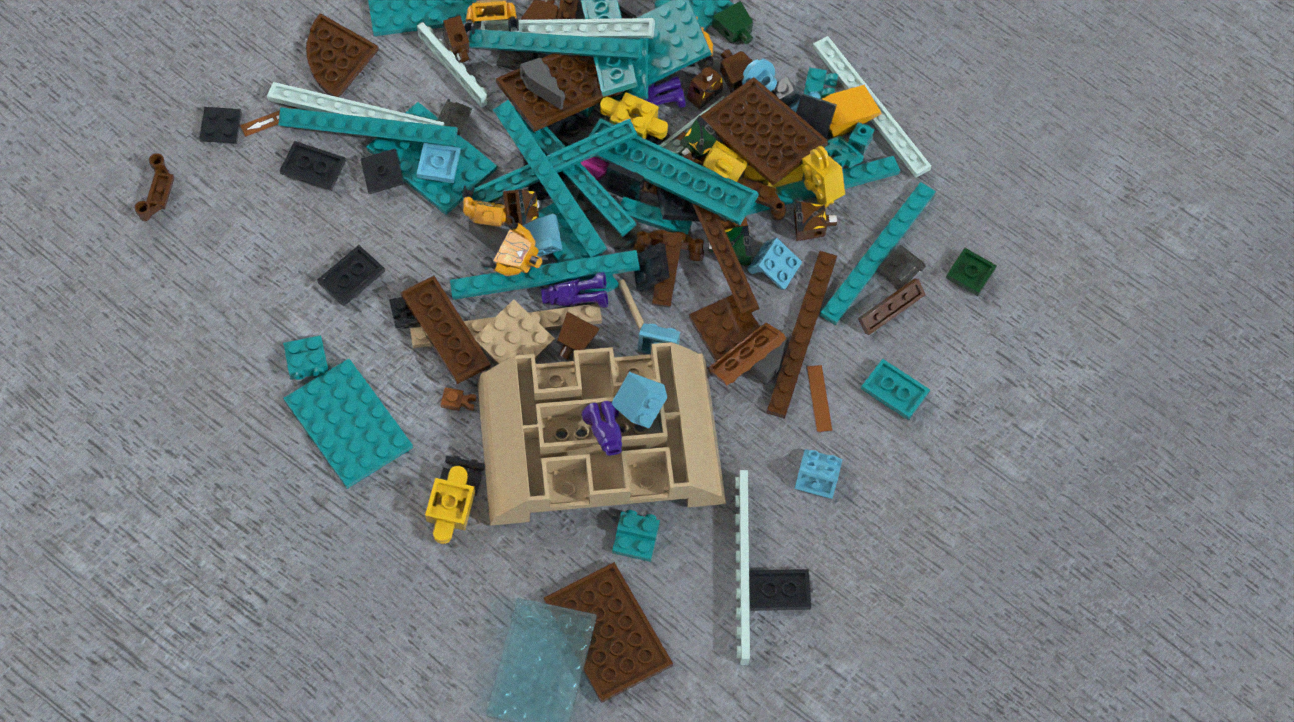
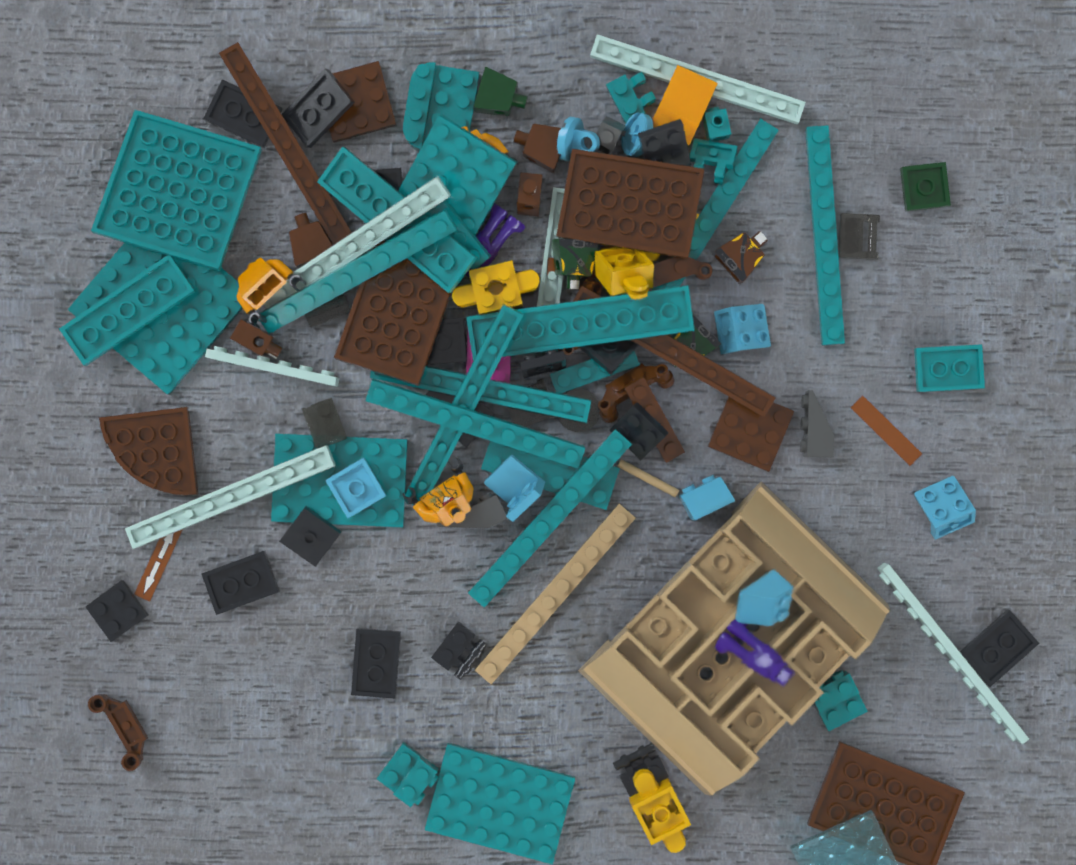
camera: 30 degrees left, 25 degrees up
(368, 126) = (258, 506): teal plate -> none
(445, 329) = (511, 651): reddish brown plate -> none
(455, 399) = (572, 703): dark orange plate -> none
(513, 334) = (576, 605): tan plate -> none
(516, 252) = (512, 528): light orange torso -> none
(521, 206) = (474, 474): reddish brown torso -> none
(539, 81) = (379, 330): dark grey slope -> none
(568, 292) = (585, 520): dark purple piece -> none
(575, 335) = (629, 557): reddish brown torso -> none
(746, 354) = (798, 450): dark orange plate -> none
(801, 335) = (822, 378): reddish brown plate -> none
(823, 176) = (727, 209): yellow brick -> none
(891, 306) = (882, 285): reddish brown plate -> none

